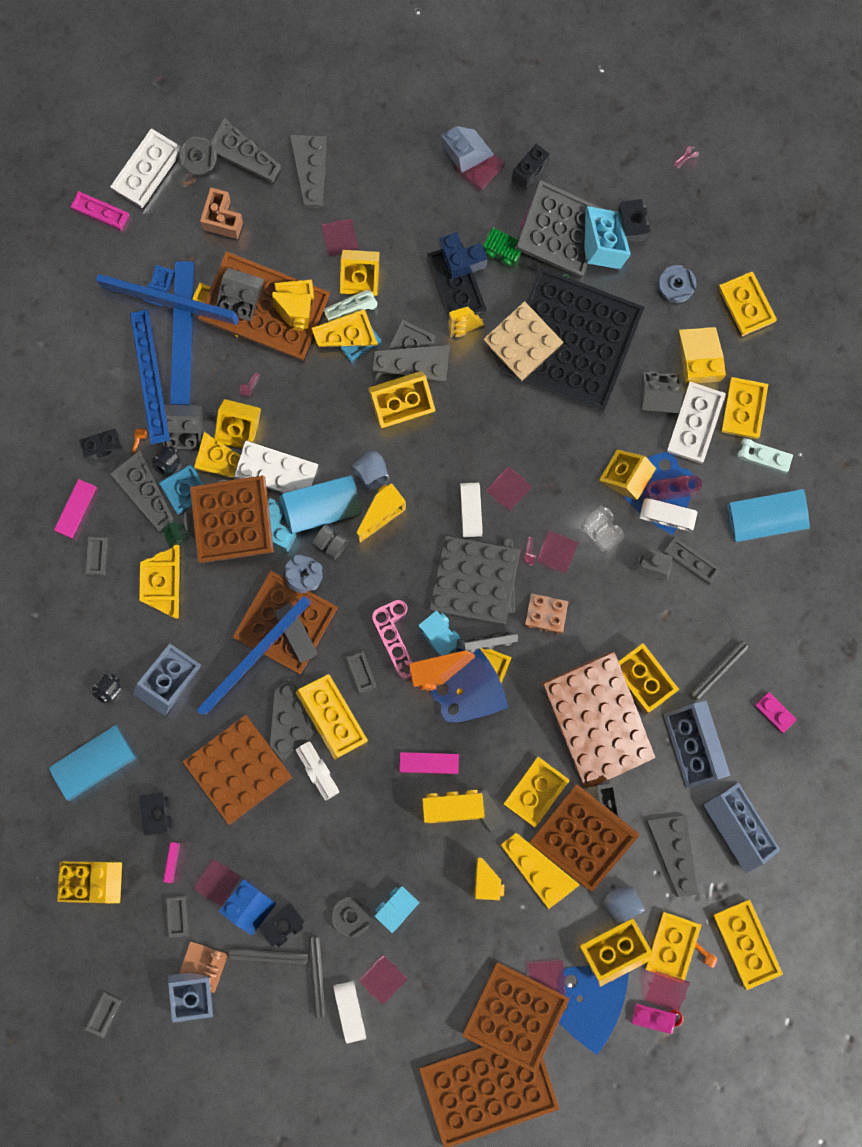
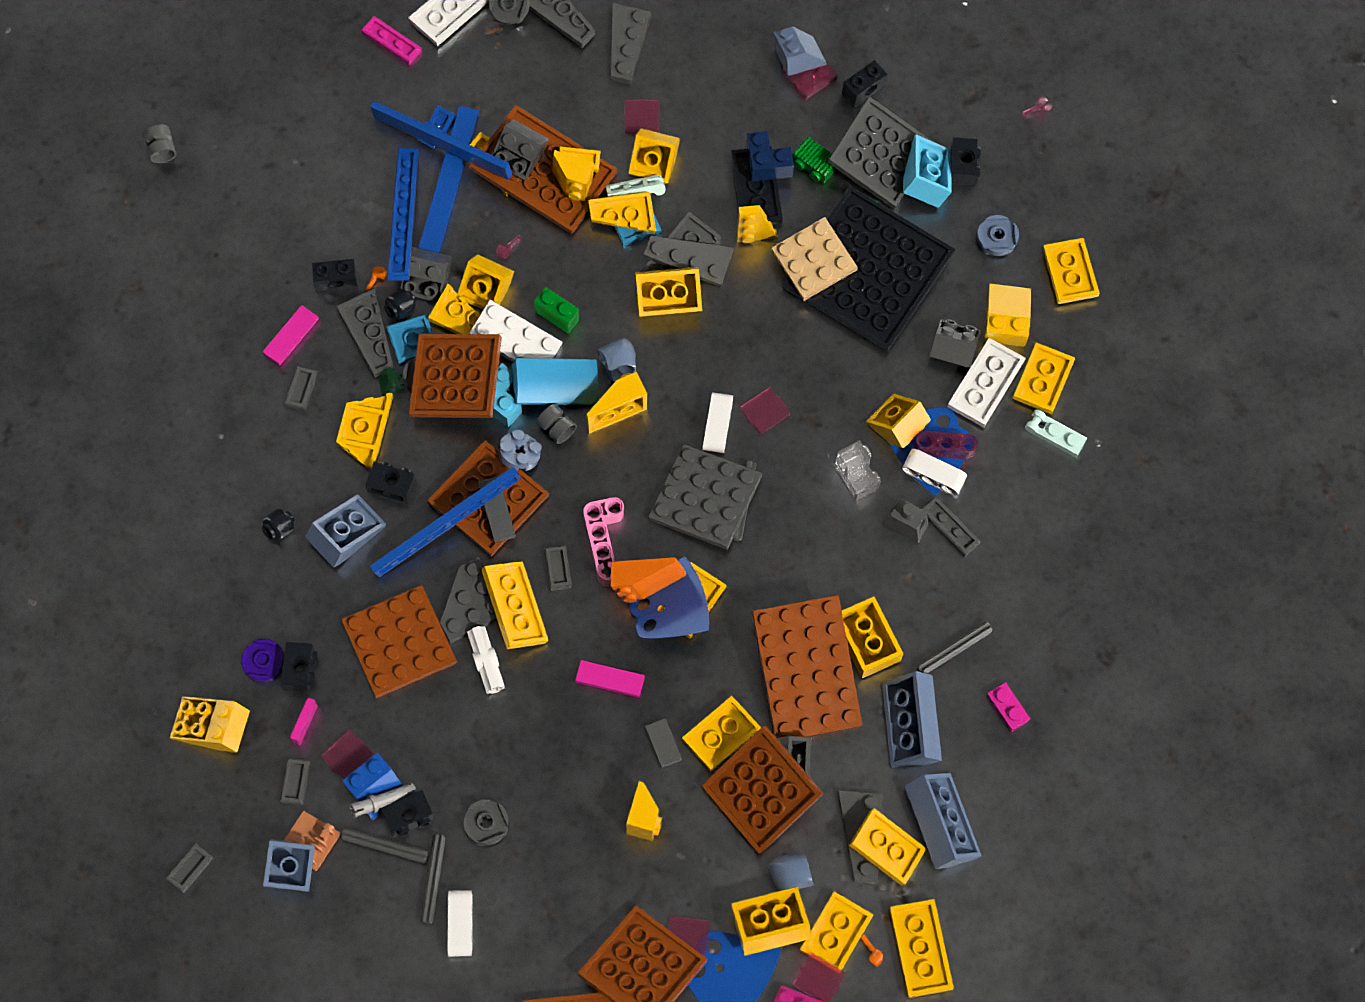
camera: 15 degrees right, 10 degrees down
(92, 763) = (243, 601): dark azure slope -> none
(122, 813) = (262, 660): none -> dark purple tile
(206, 633) = (398, 491): none -> black brick
(217, 217) = (515, 68): nougat brick -> none
(250, 925) = (373, 802): none -> light grey pin
(306, 436) = (556, 310): none -> green brick
(383, 980) = (505, 899): clear pink piece -> none
(396, 909) = (536, 824): medium azure brick -> none
(437, 634) = (649, 538): medium azure brick -> none
(453, 807) = (625, 727): yellow brick -> none
(487, 641) = (704, 561): plate -> none
(529, 557) = (771, 487): clear pink hand -> none
(542, 874) = (706, 821): yellow wing -> none
(546, 613) = (776, 548): nougat hinge -> none
(557, 552) = (803, 487): clear pink piece -> none
(701, 863) = (887, 847): none -> yellow plate
(768, 515) = (1046, 496): dark azure slope -> none

